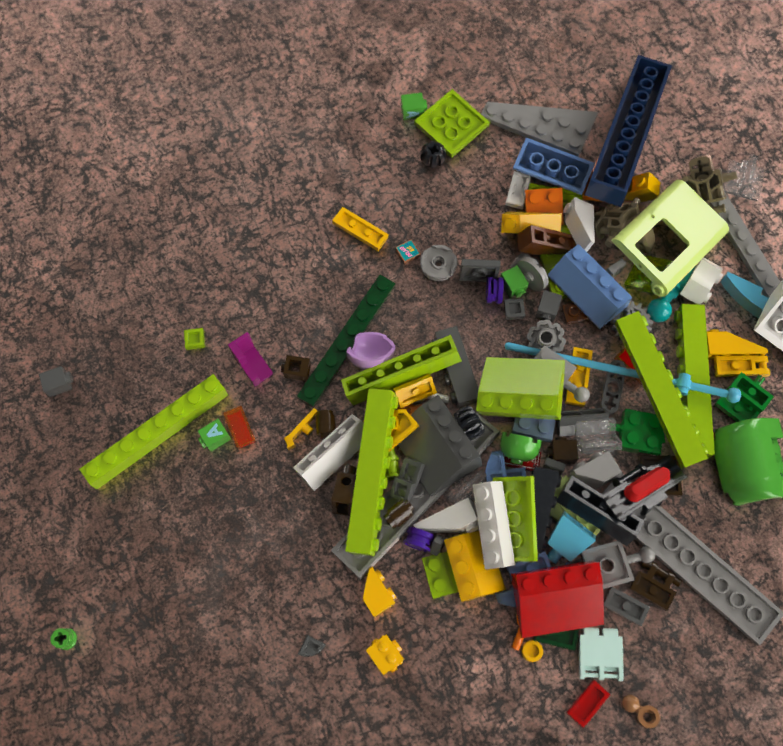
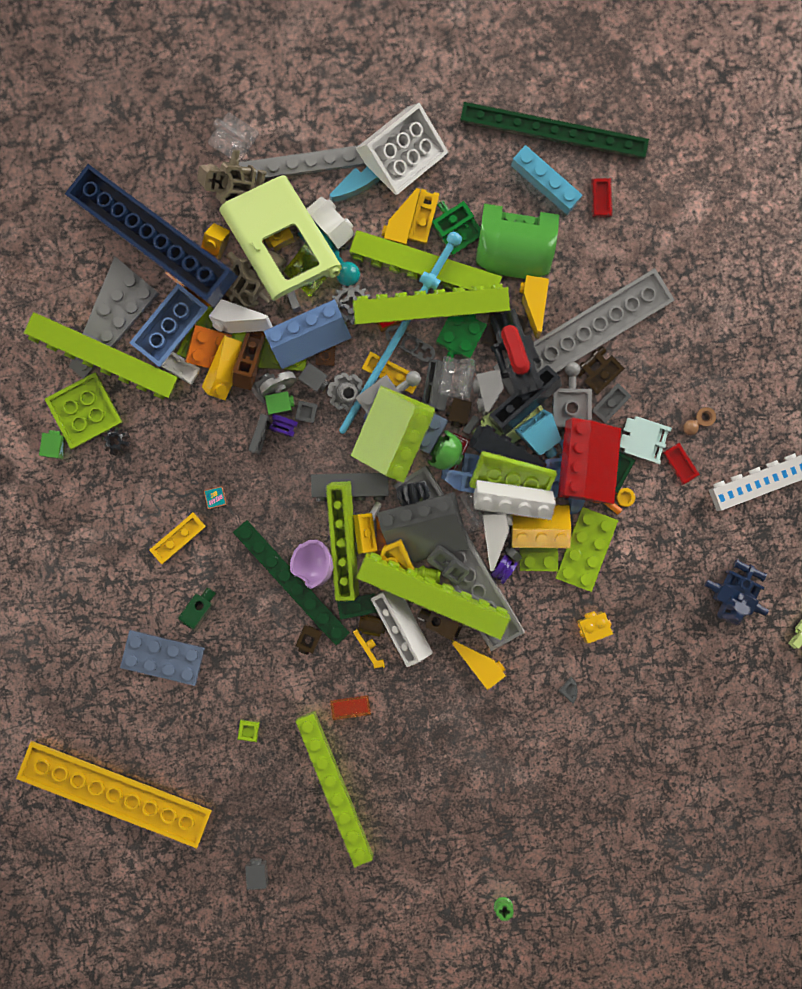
camera: 75 degrees left, 15 degrees up
(108, 240) = (114, 794): none -> yellow plate
(213, 435) = (353, 734): bright green brick -> none
(245, 246) = (162, 657): none -> sand blue plate
(250, 359) = (289, 681): magenta panel -> none
(297, 260) = (194, 618): none -> dark green torso
(312, 546) = (484, 667): none -> yellow slope
(339, 403) = (360, 606): none -> dark green plate
(376, 595) = (542, 621): yellow slope -> none
(399, 513) = (478, 581): dark brown brick -> none
(439, 254) = (229, 464): light grey plate -> none
(464, 623) = (587, 549): none -> lime plate
(506, 121) = (99, 354): none -> lime brick
(668, 242) = (280, 239): none -> yellow brick
(709, 493) = (534, 300): none -> yellow slope

